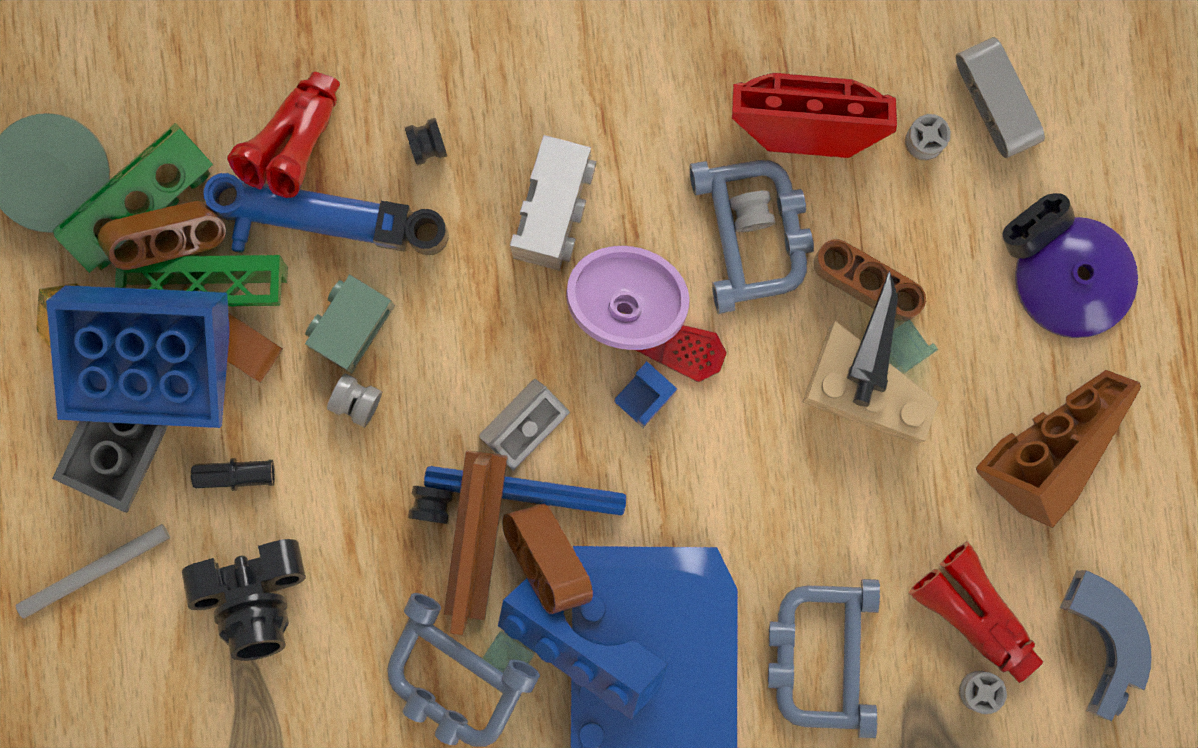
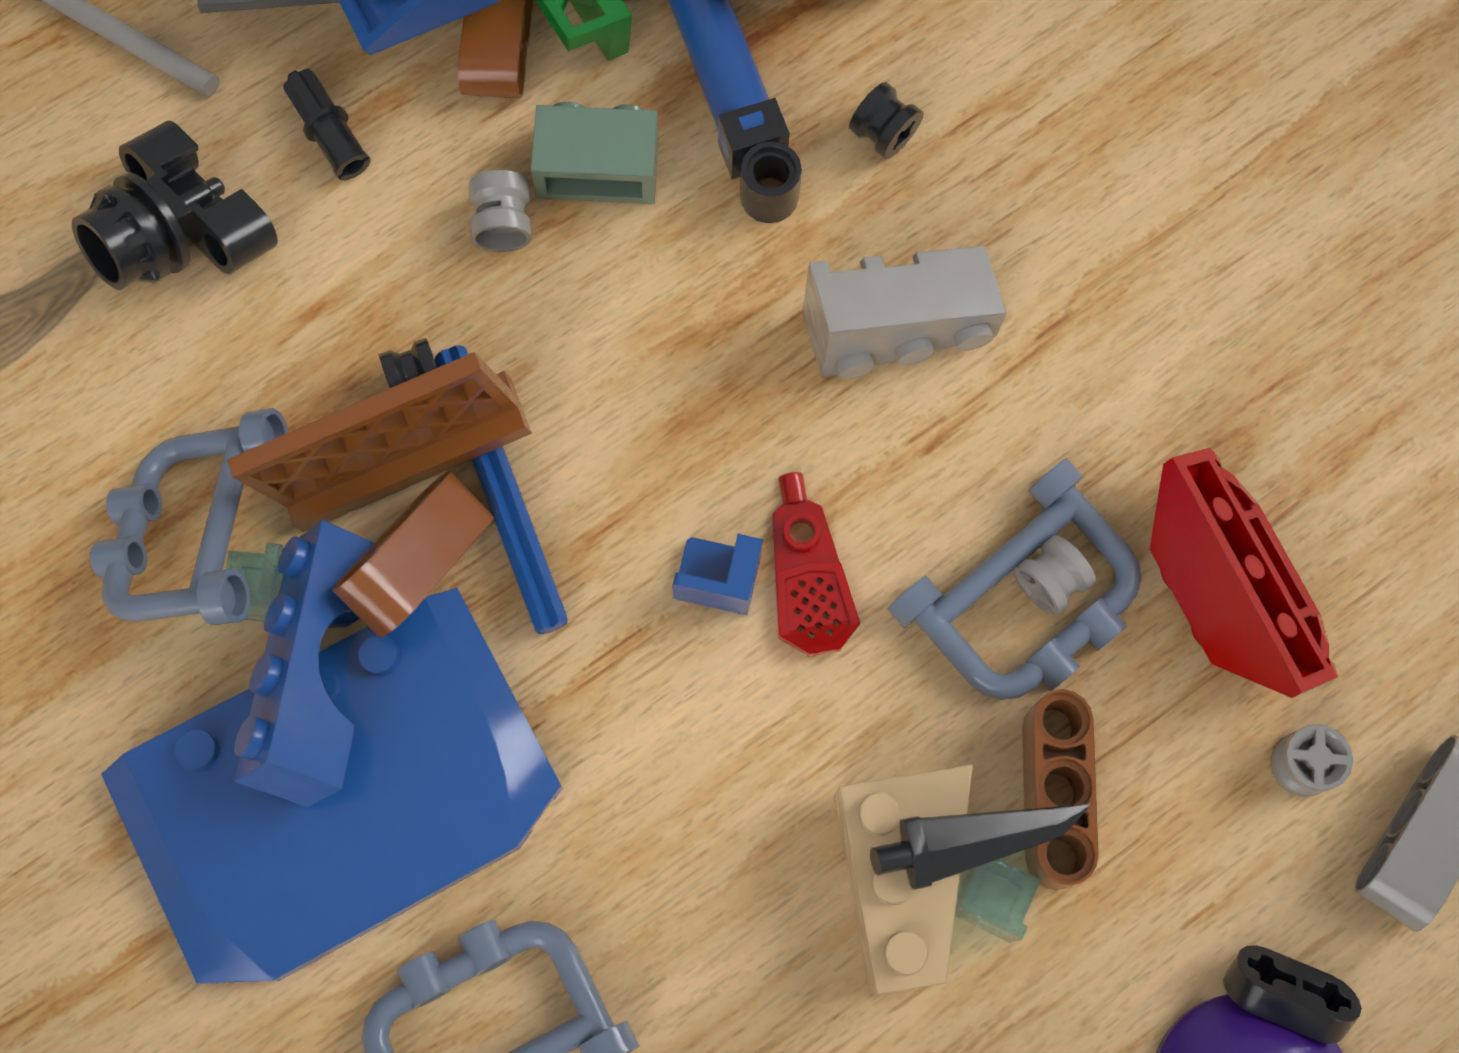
camera: 60 degrees right, 10 degrees down
(524, 423) = (589, 441): light grey slope -> none
(631, 283) = (834, 469): lavender dish -> none

